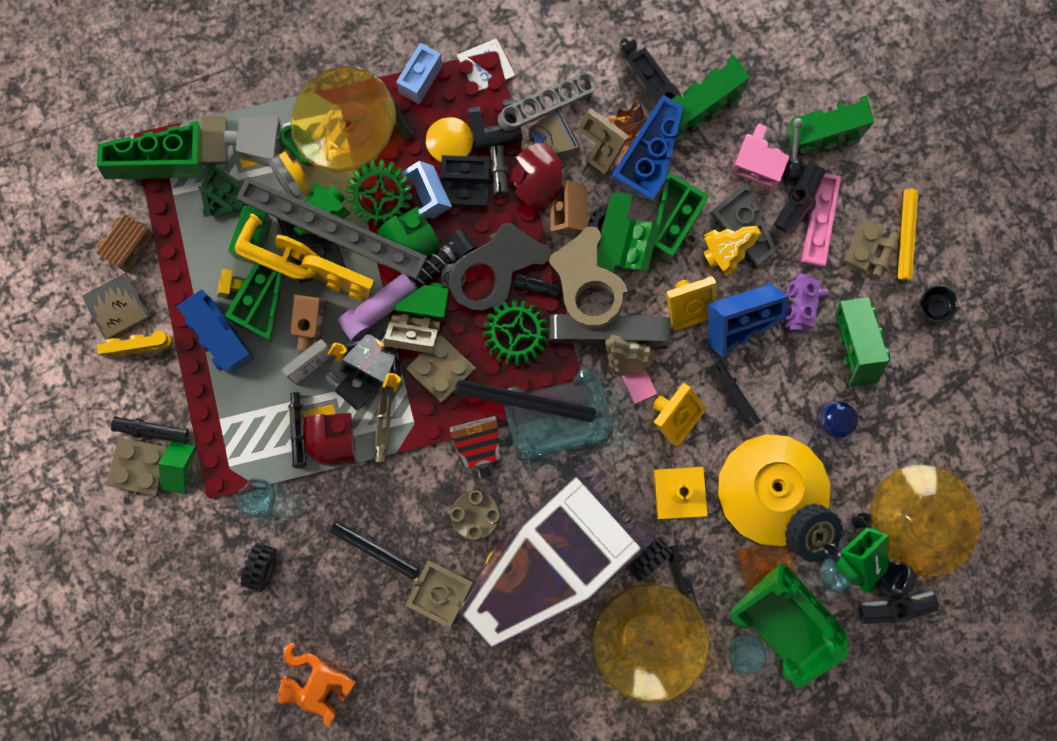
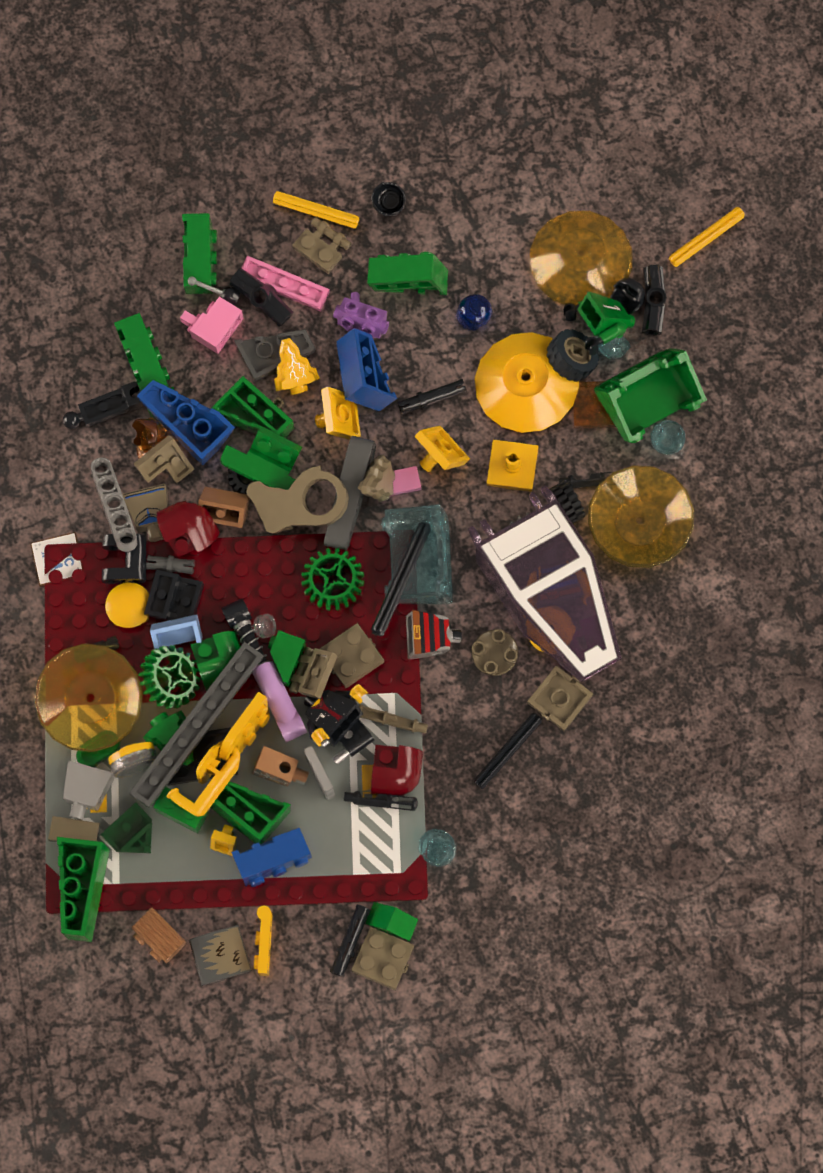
camera: 70 degrees left, 5 degrees down
(259, 567) = (503, 854): black tyre -> none
(319, 684) = (623, 823): orange animal -> none
(419, 73) = (56, 618): light blue panel -> none
(505, 253) = (255, 570): dark grey animal -> none
(537, 285) = (290, 551): black axle -> none
(985, 652) = (706, 236): none -> yellow axle

